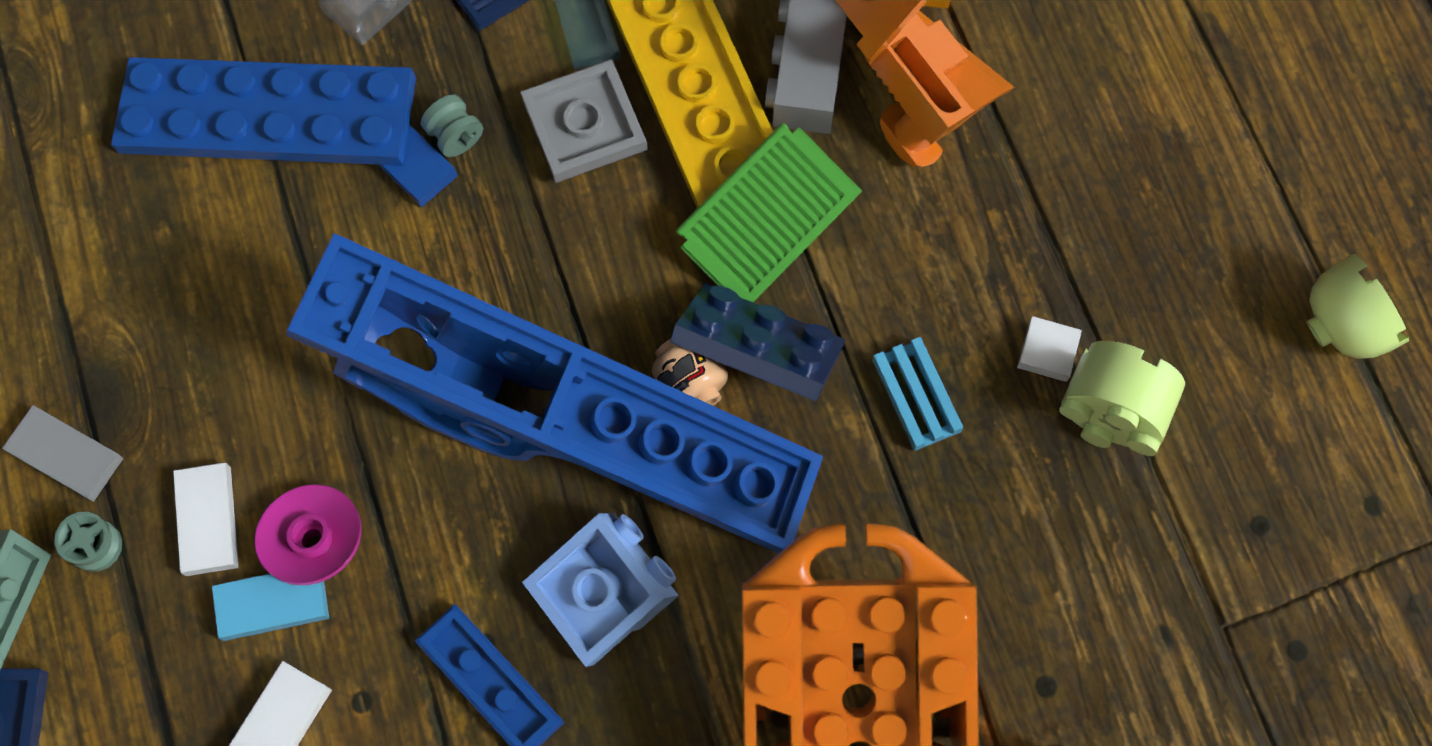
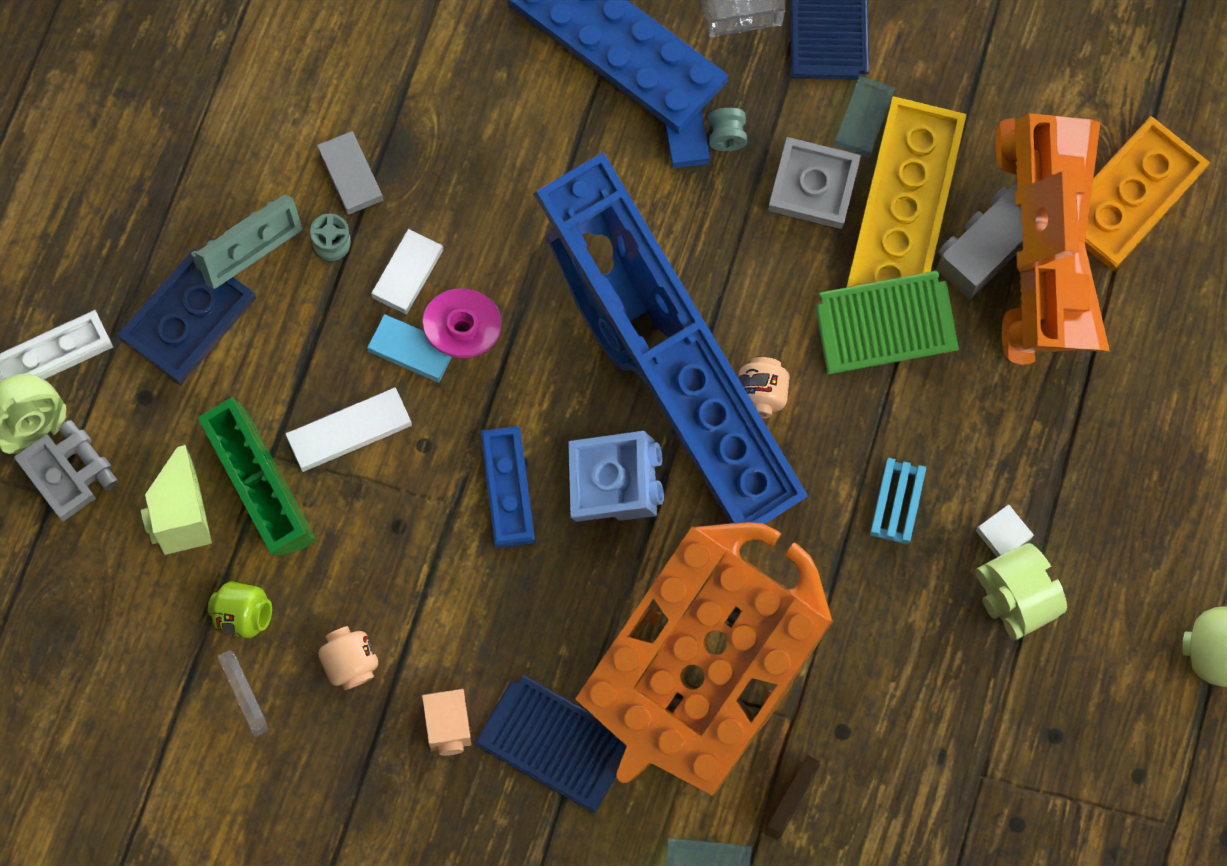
camera: 30 degrees right, 0 degrees up
(758, 340) = (820, 397): dark blue plate -> none

